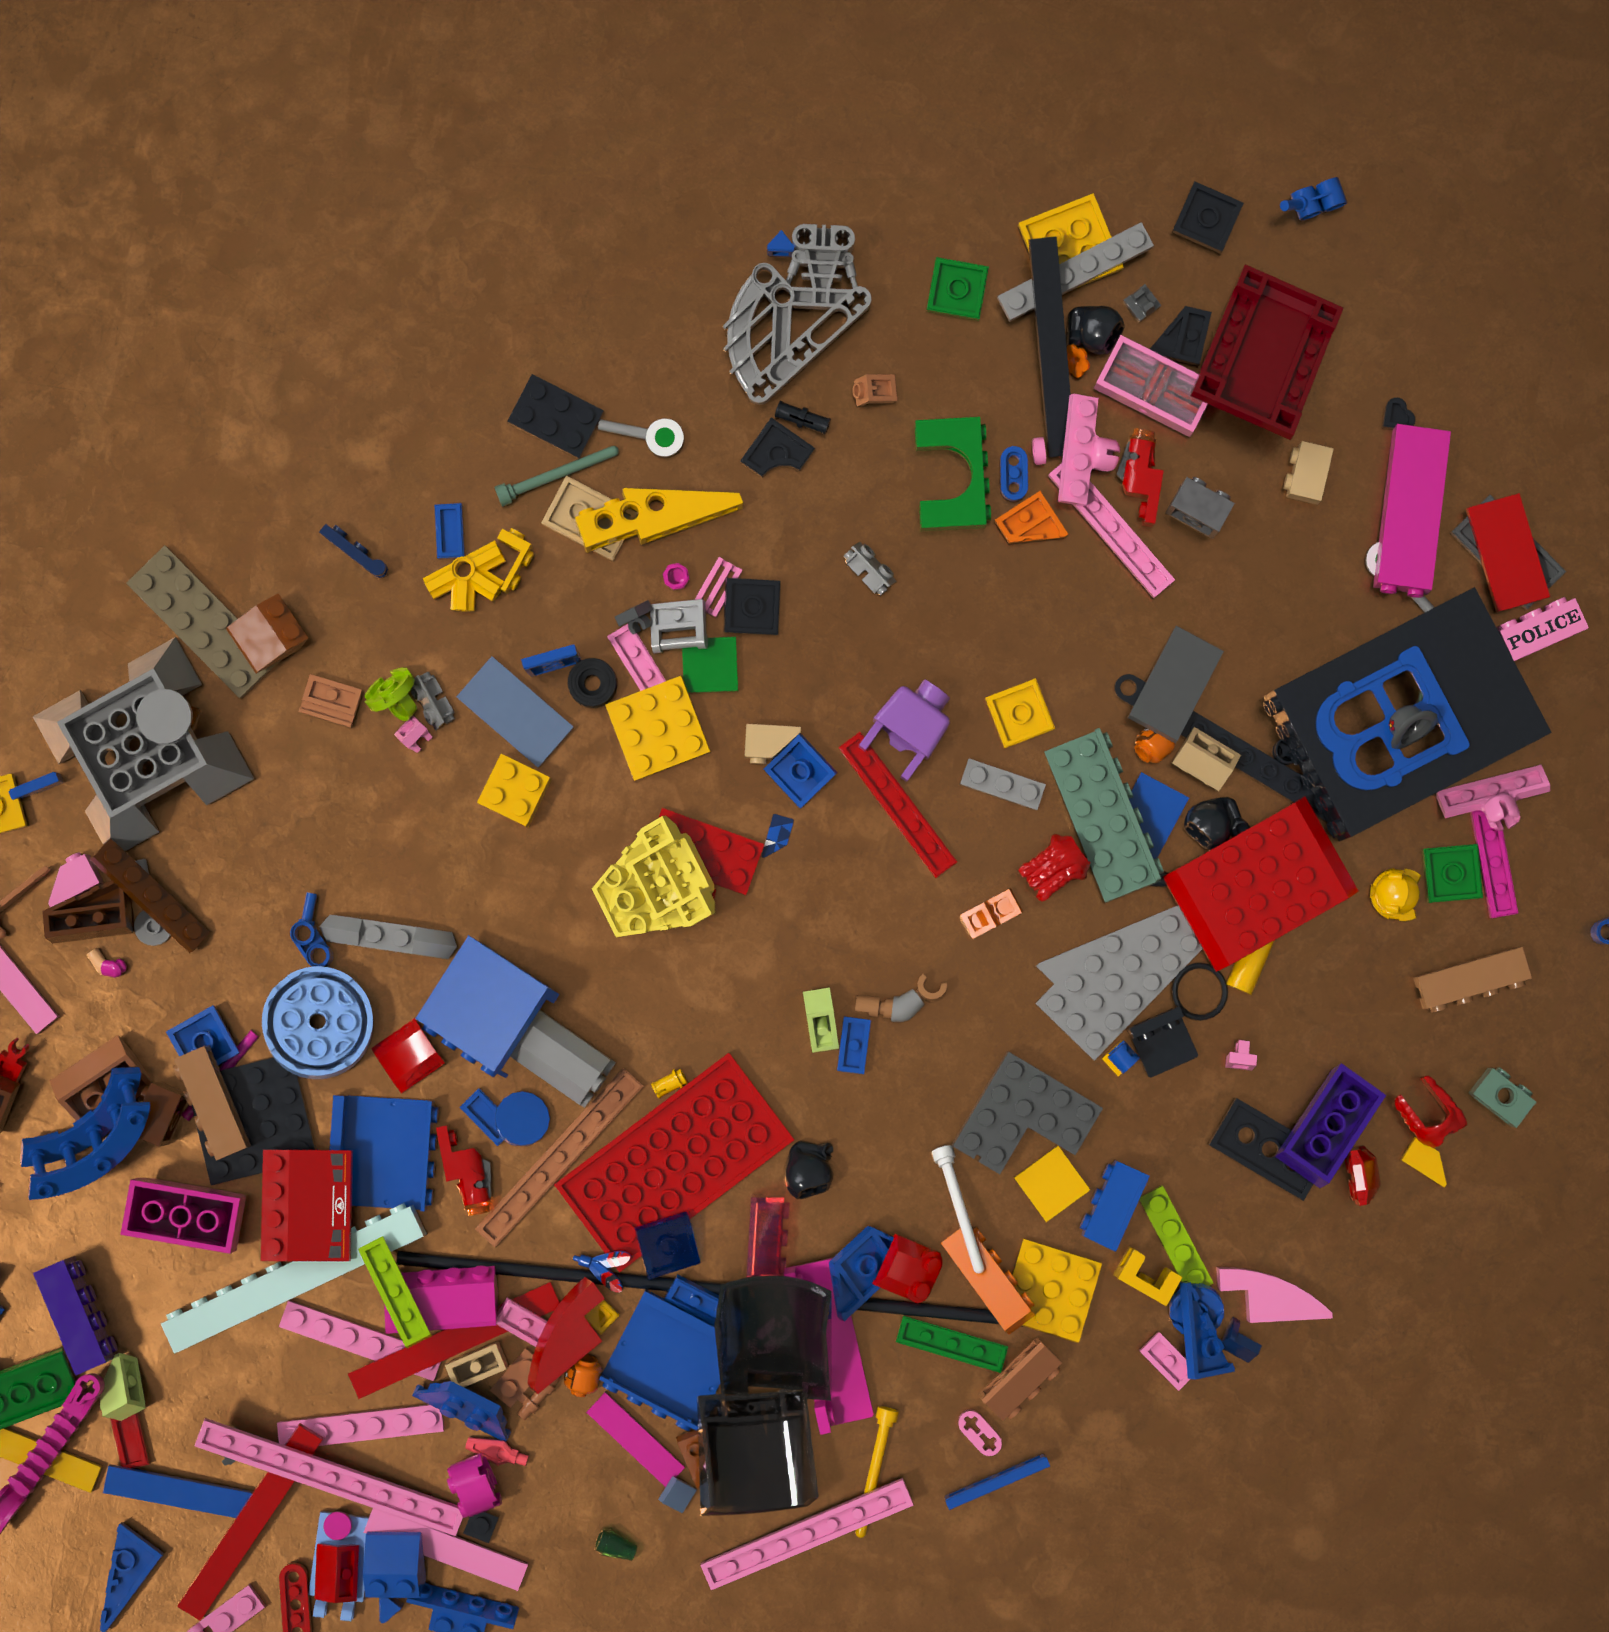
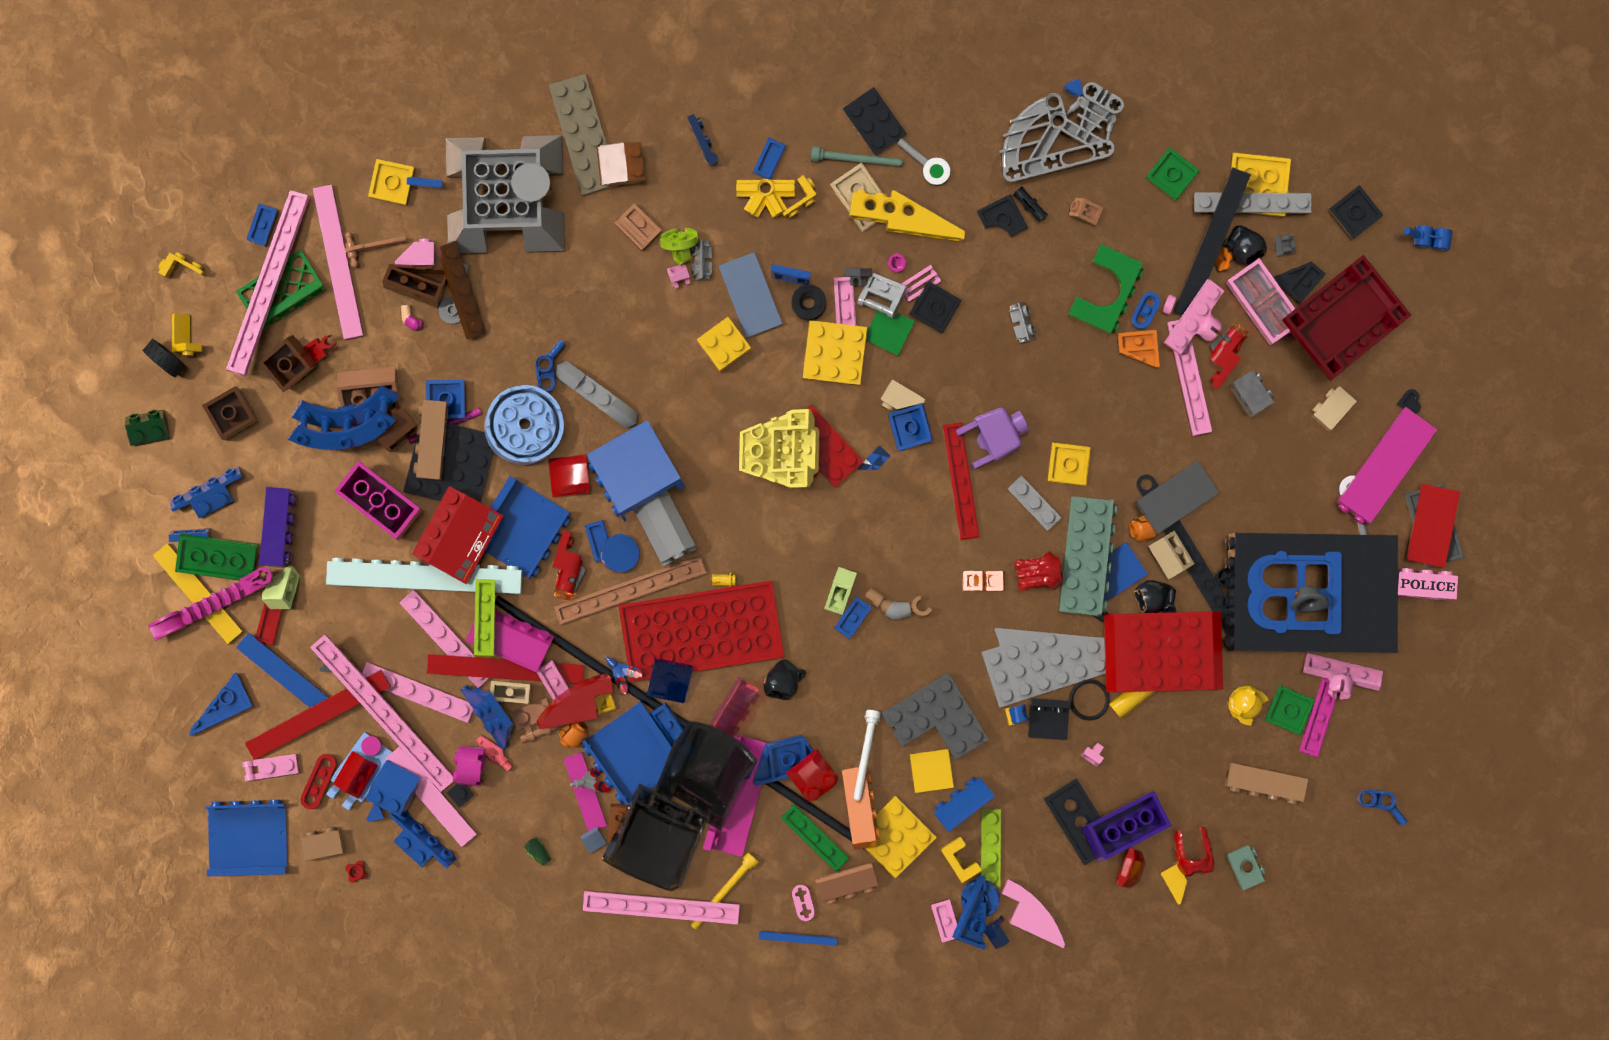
camera: 35 degrees right, 0 degrees up
(633, 1425) = (589, 781): none -> piece

